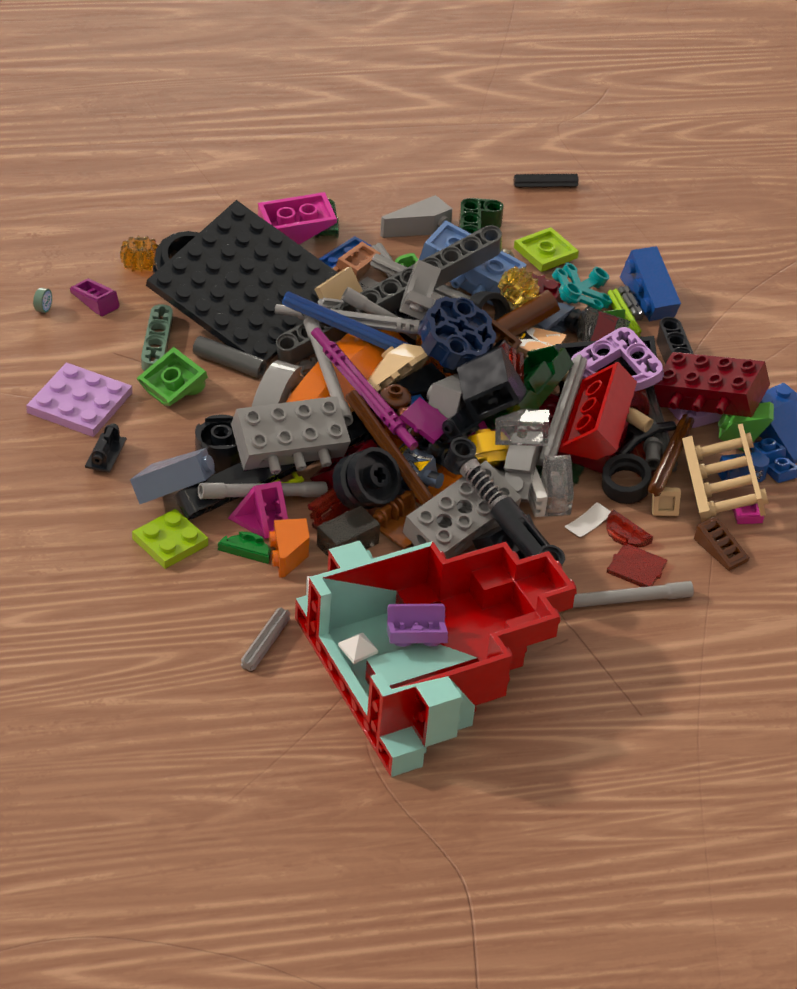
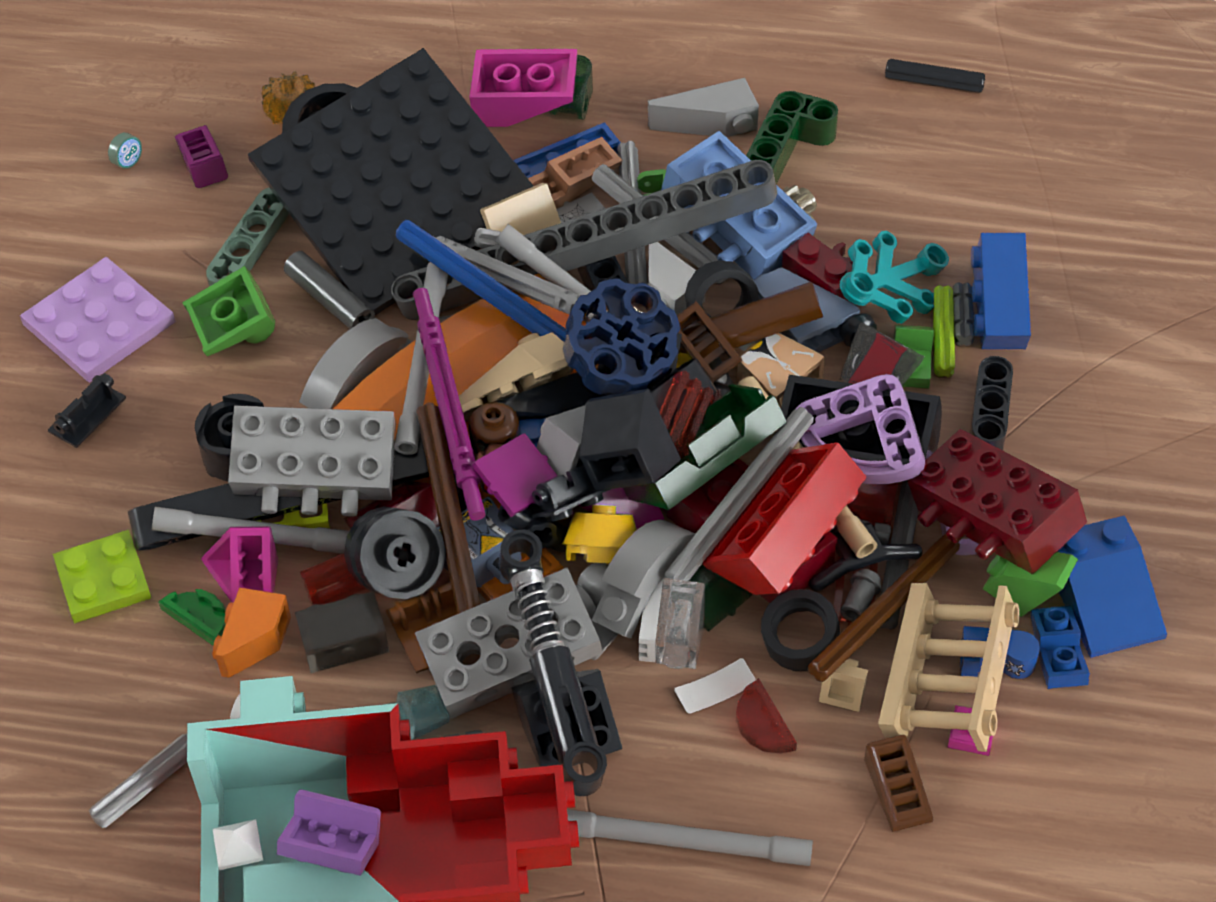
camera: 25 degrees right, 10 degrees up
(172, 475) = (131, 481): sand blue slope -> none
(419, 290) = (609, 250): light grey arch -> none
(518, 286) = (775, 264): clear yellow gear -> none
(523, 428) = (650, 524): clear slope -> none
(546, 249) = (875, 196): lime plate -> none
(636, 566) = (751, 788): clear red piece -> none

